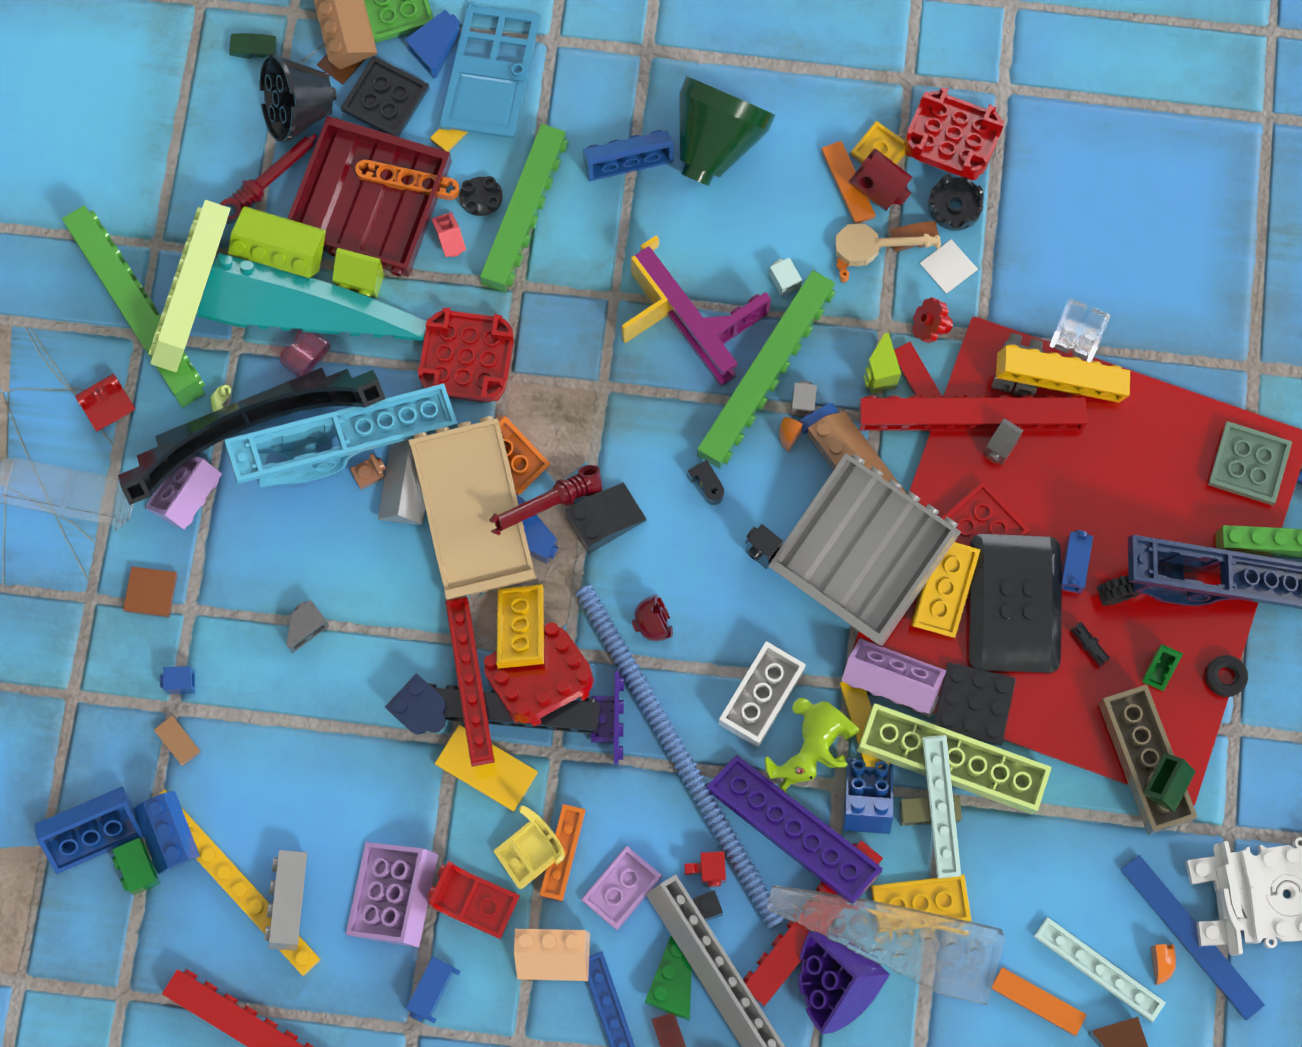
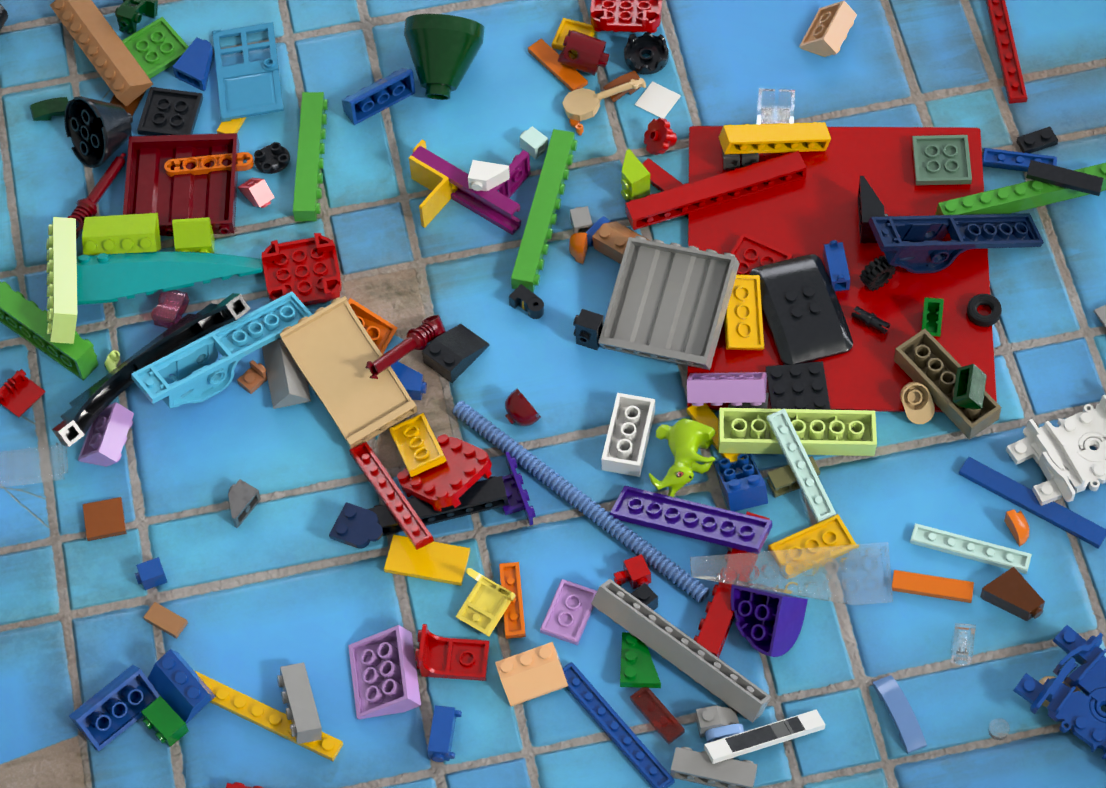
camera: 15 degrees left, 15 degrees down
(710, 315) = (487, 175): none -> white slope
(1003, 442) = (747, 199): flat silver slope -> none
(1104, 769) = (917, 402): none -> tan cap
(1140, 508) = (868, 207): none -> black slope
(1181, 242) = (829, 29): none -> light nougat slope

